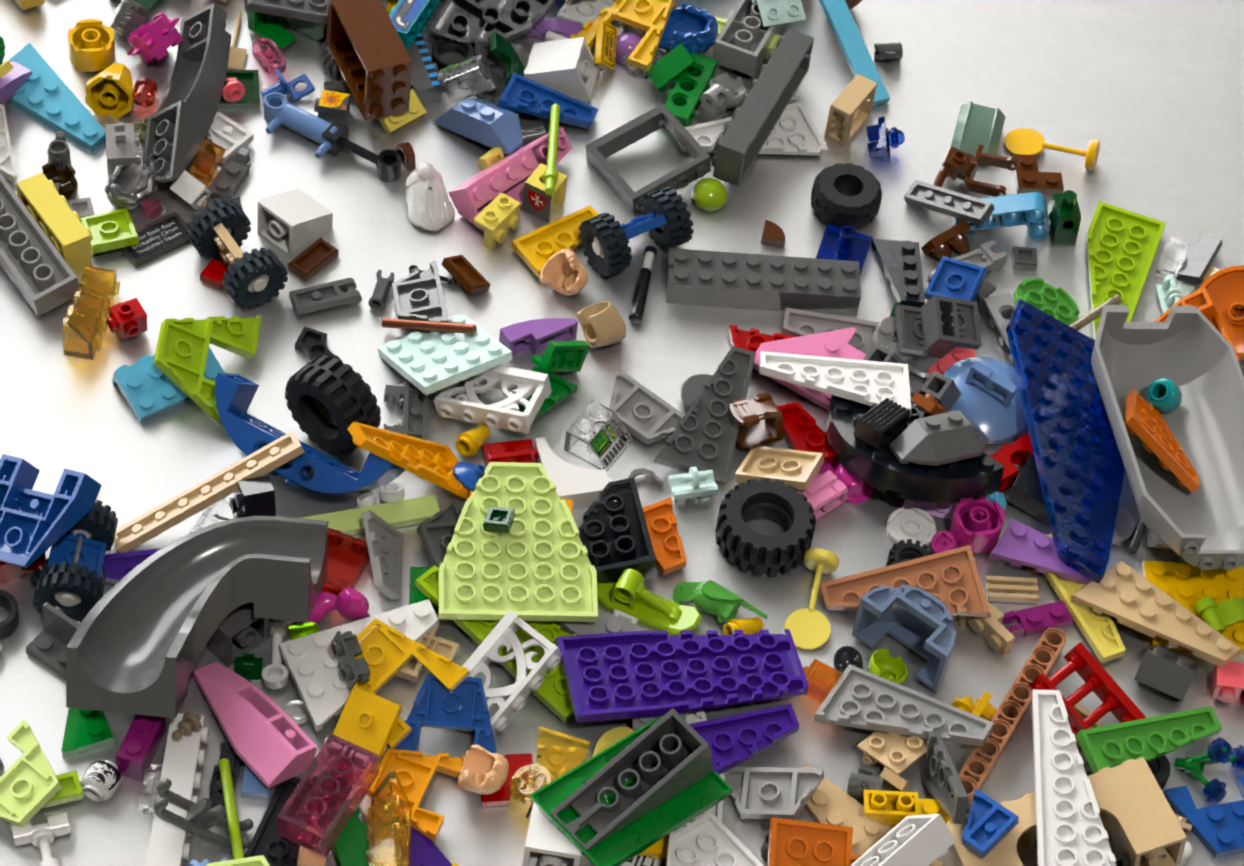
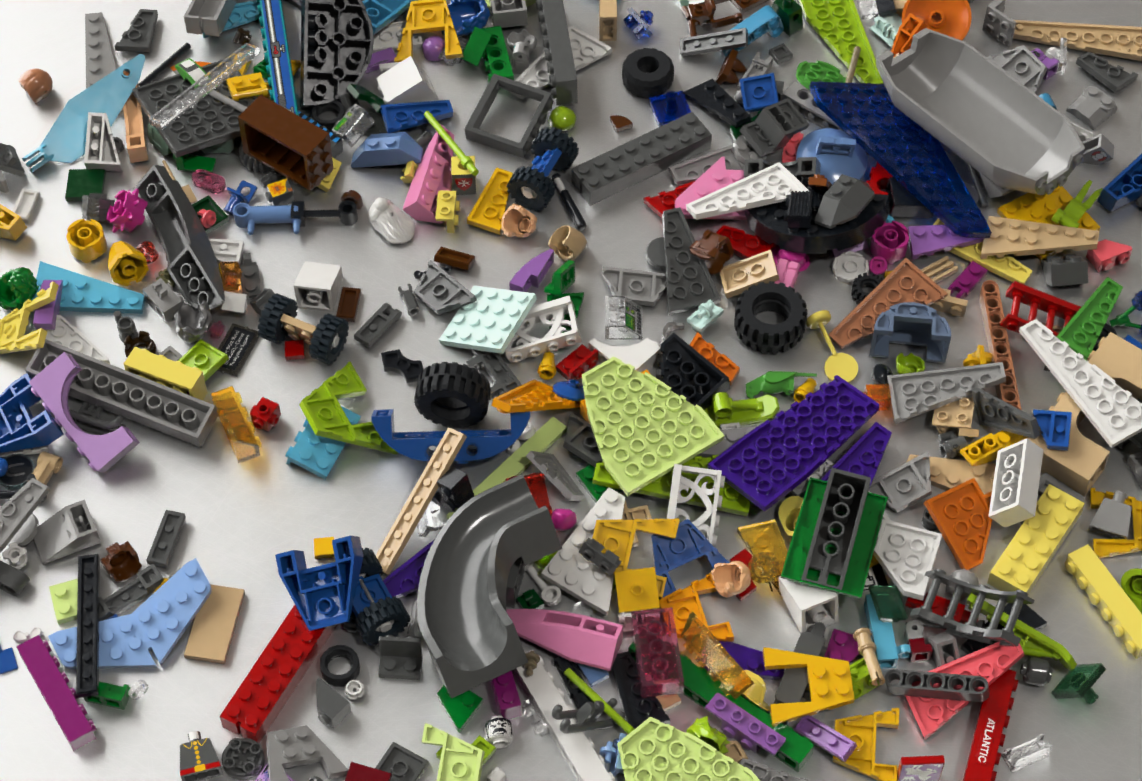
camera: 25 degrees left, 5 degrees up
(429, 325) = (463, 306): copper bar -> none
(499, 520) = (619, 409): dark green tile -> none
(605, 46) = (422, 54): yellow tile -> none
(1157, 437) = (963, 126): orange wing -> none
(1164, 395) = (935, 91): teal head -> none

